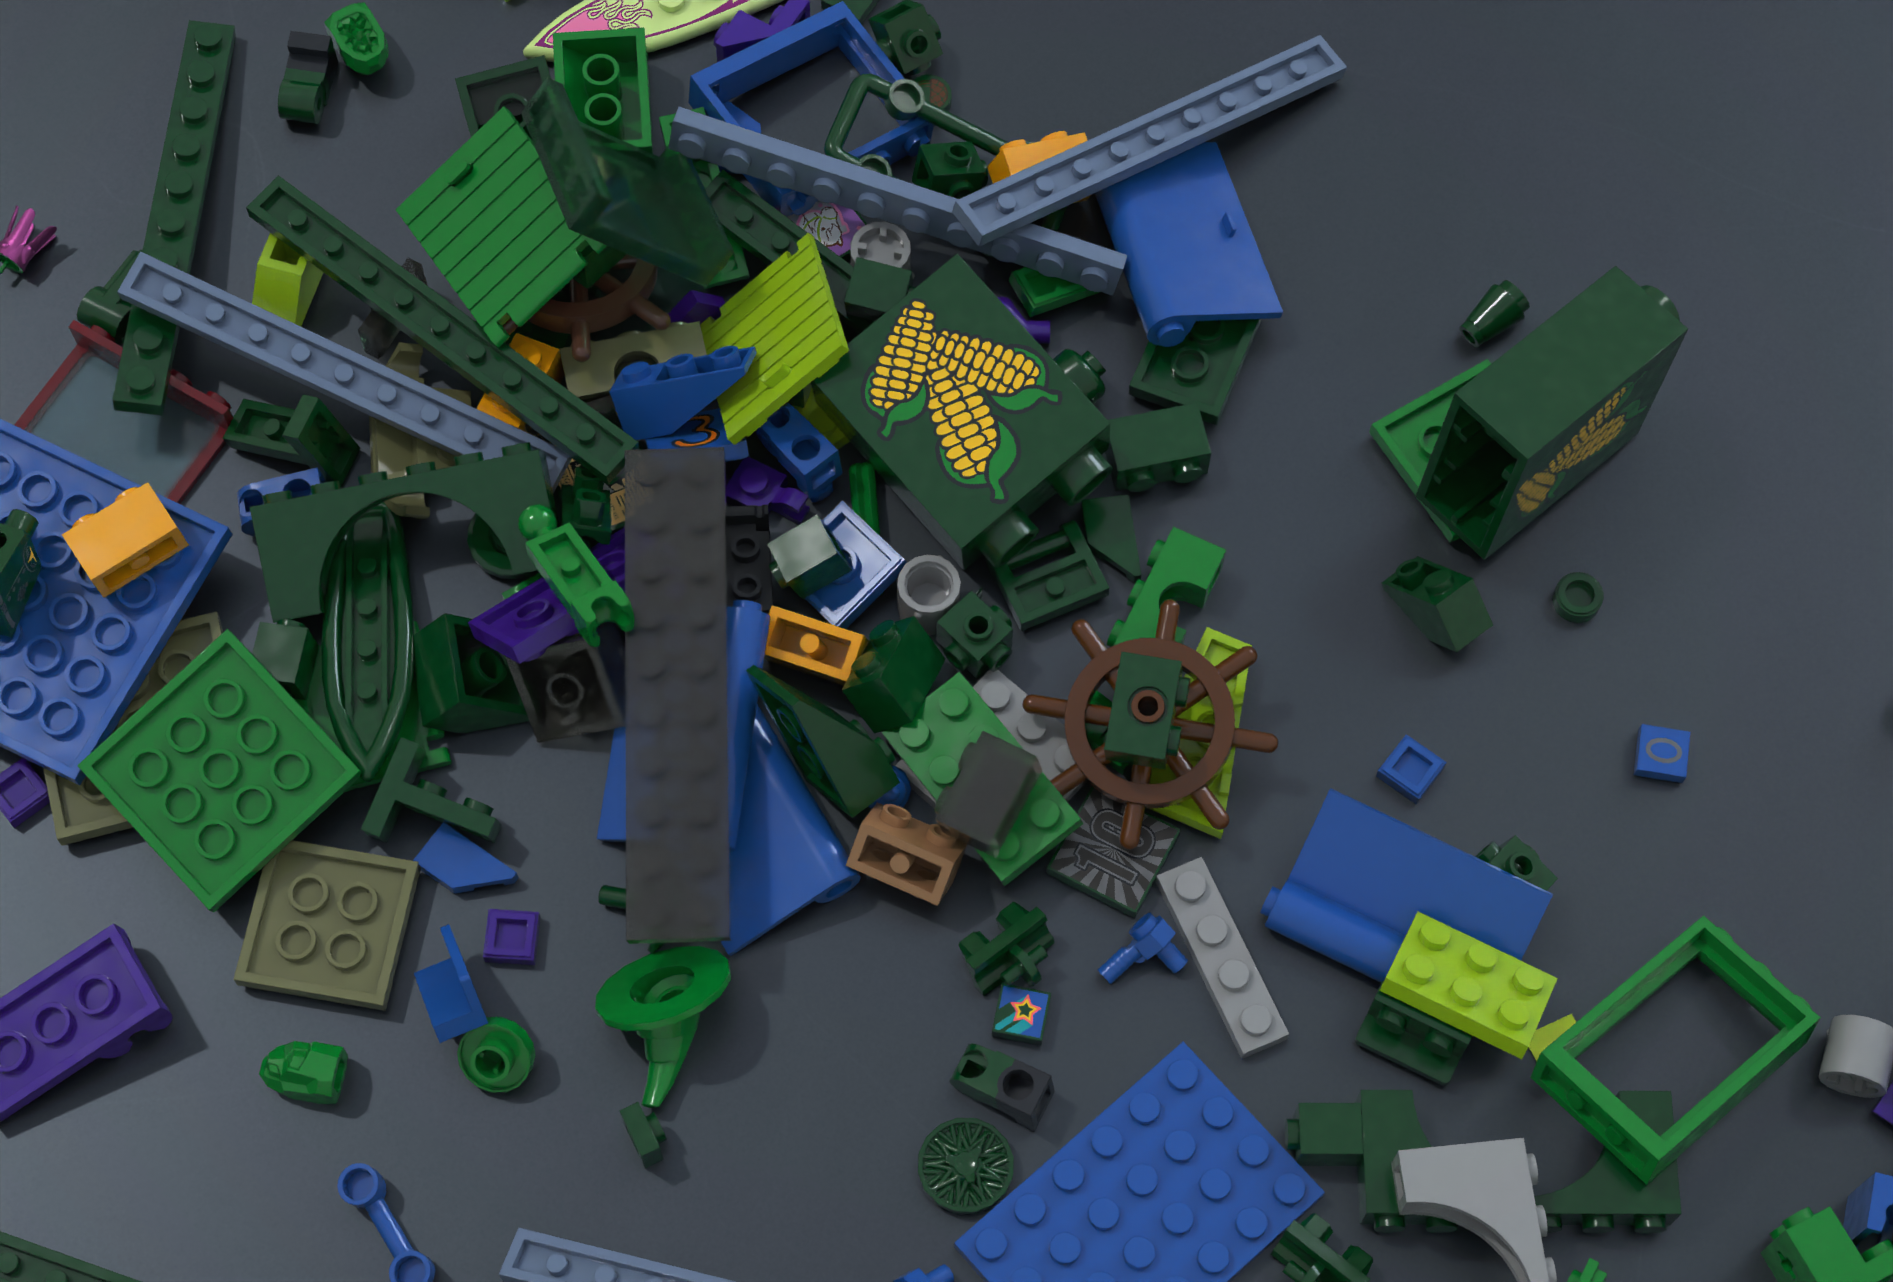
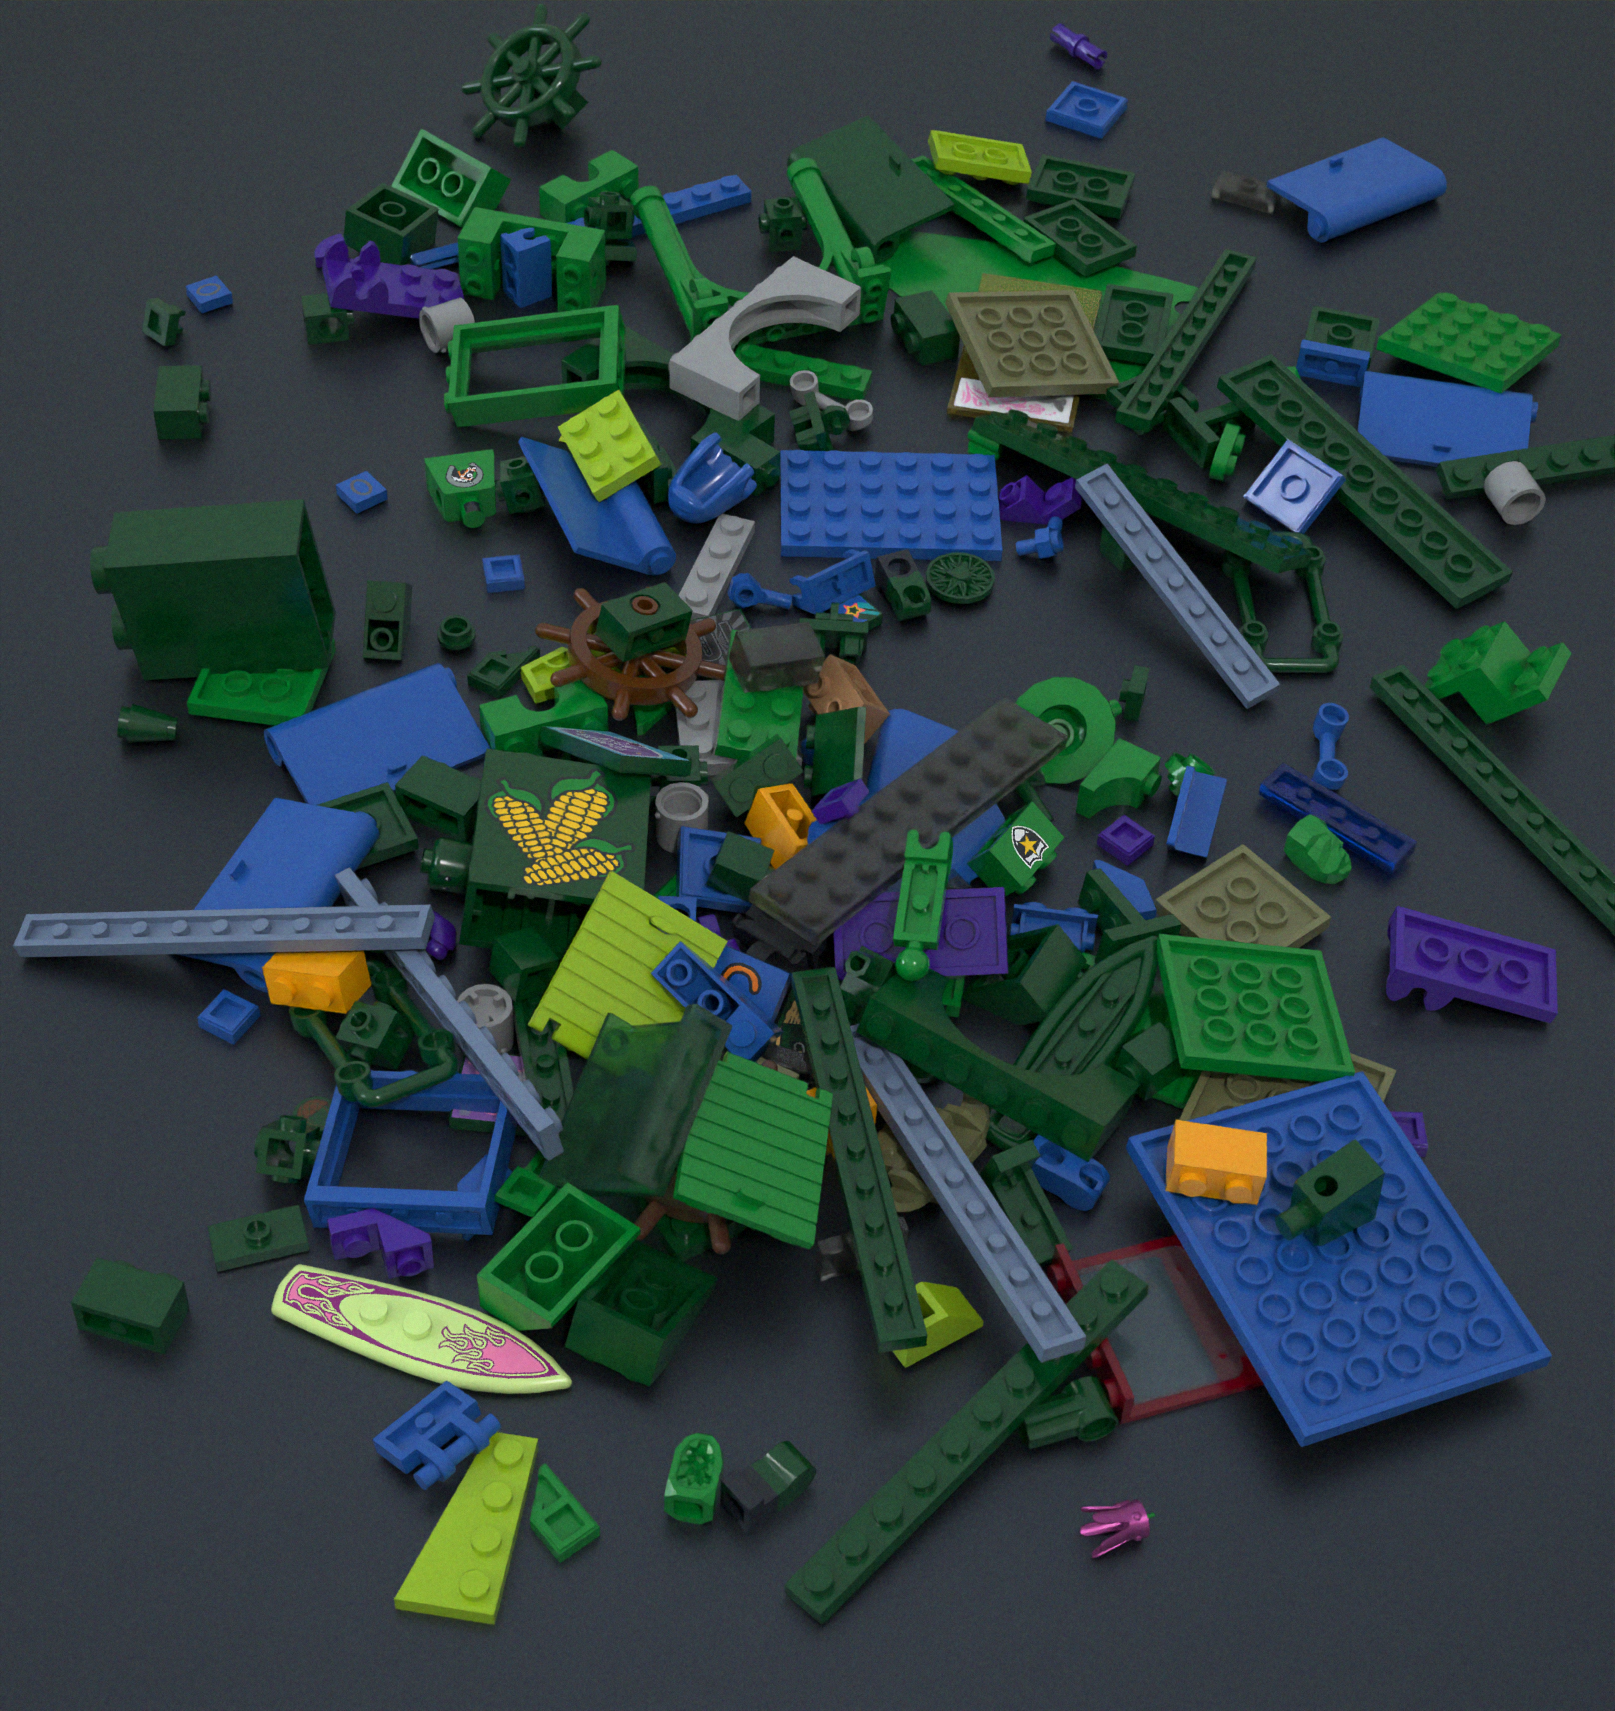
camera: 140 degrees left, 20 degrees down
(317, 1134) = (1348, 822): none -> clear blue plate
(512, 751) = (1074, 921): none -> blue hinge
(565, 1001) = (1120, 778): none -> green arch
(588, 804) = (1017, 850): none -> green brick
(742, 623) = (841, 802): none -> dark purple plate
(1032, 571) = (615, 752): none -> dark green tile
(1073, 1020) = (834, 583): none -> blue hinge
(1093, 118) = (228, 1016): none -> blue tile
(1279, 647) = (500, 671): none -> dark green tile
(1298, 464) = (377, 735): none -> blue door
(1323, 1042) = (708, 483): none -> blue hair
(1367, 637) = (456, 632): none -> dark green plate
(1567, 832) = (463, 486): none -> green torso

